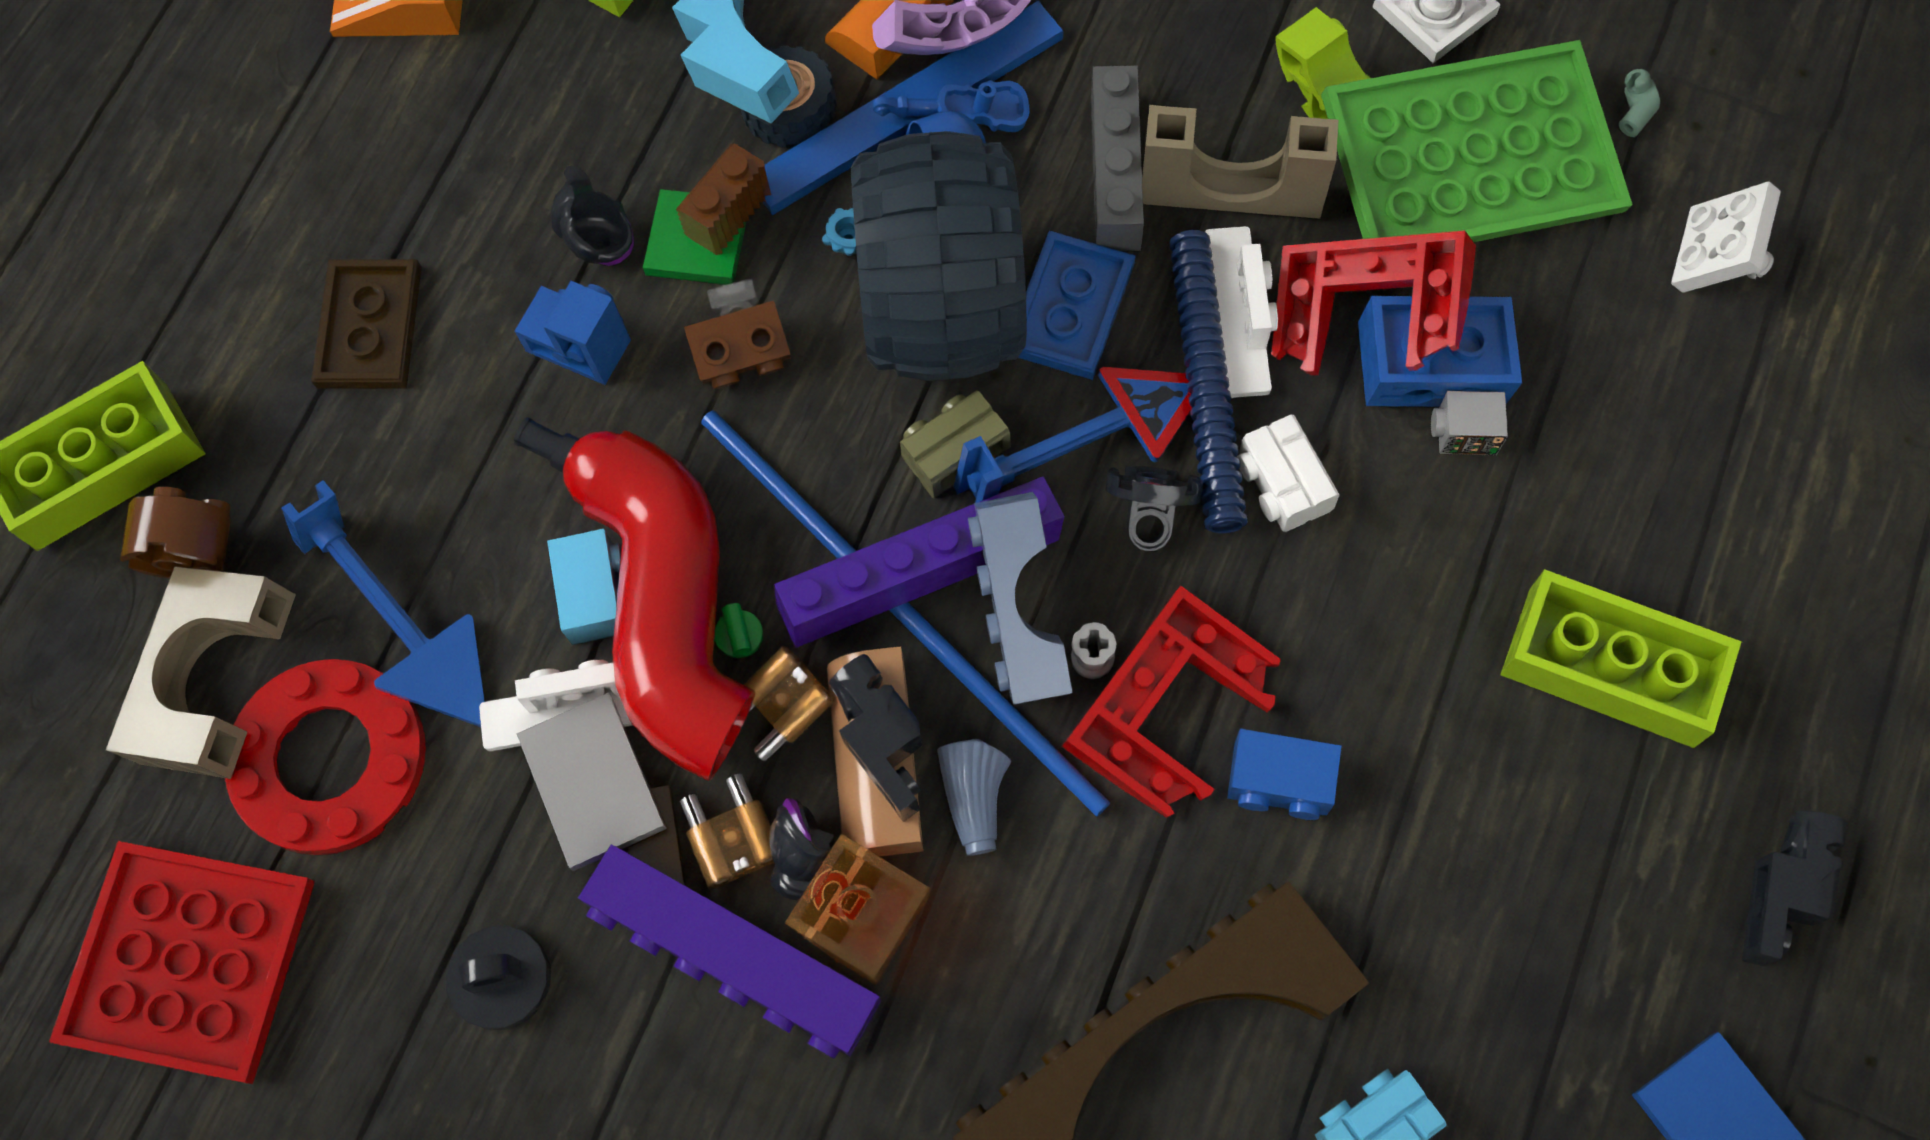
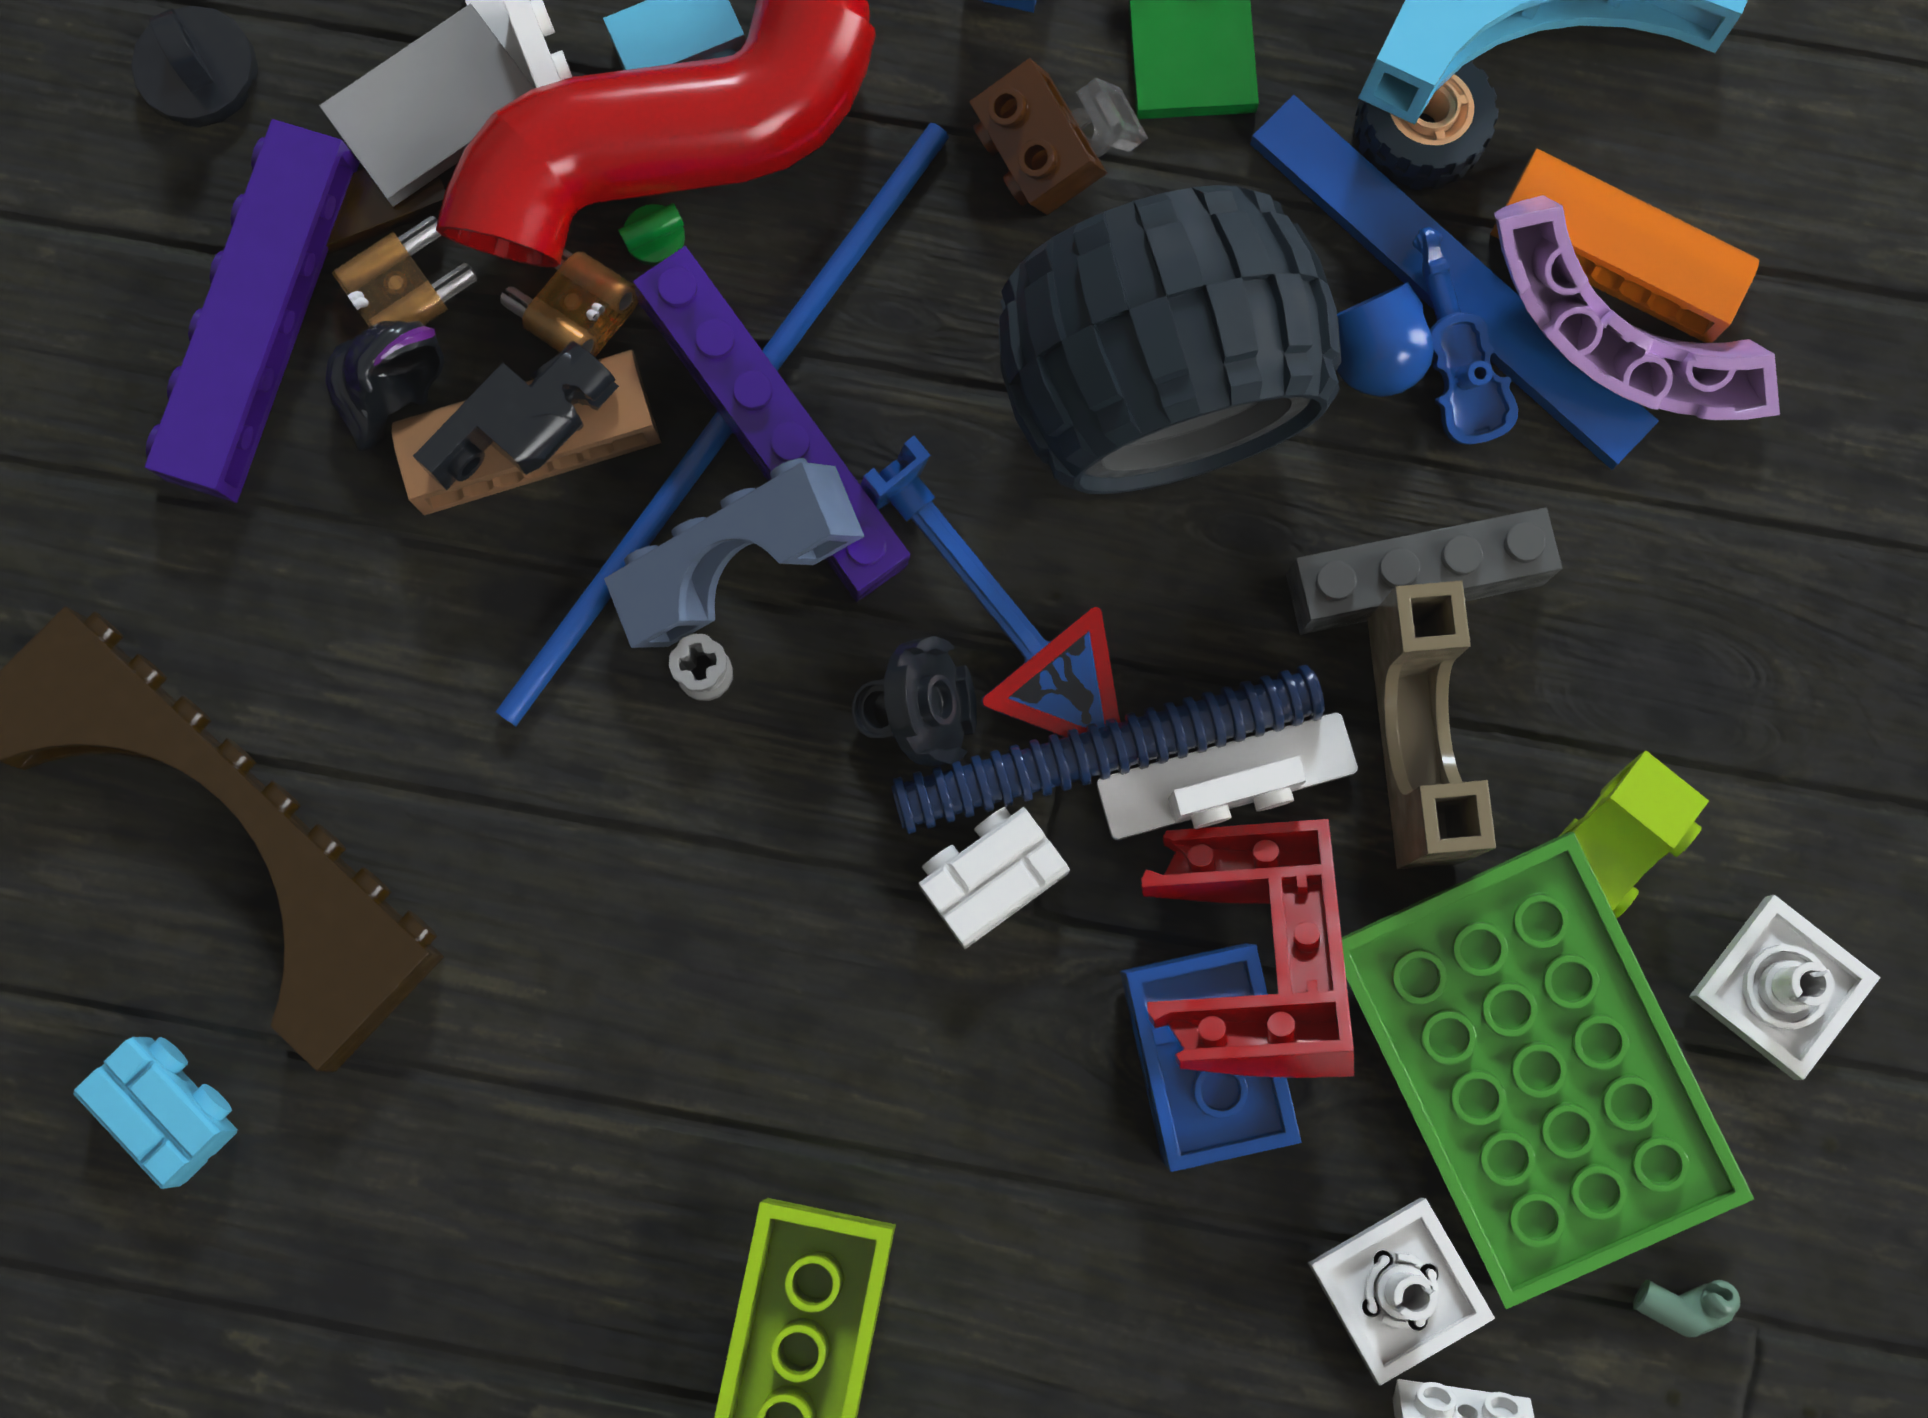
camera: 75 degrees right, 10 degrees up
(724, 199) = (1236, 68): reddish brown brick -> none
(858, 908) = (315, 445): clear orange slope -> none
(935, 447) = (967, 448): olive brick -> none
(971, 783) = (508, 550): sand blue piece -> none
(1073, 303) = (1196, 556): blue tile -> none
(1179, 634) = (602, 706): red wedge -> none
(1284, 774) = (577, 931): blue brick -> none
(1470, 423) = (1115, 1113): light grey brick -> none
(1623, 245) = (1442, 1304): none -> white plate

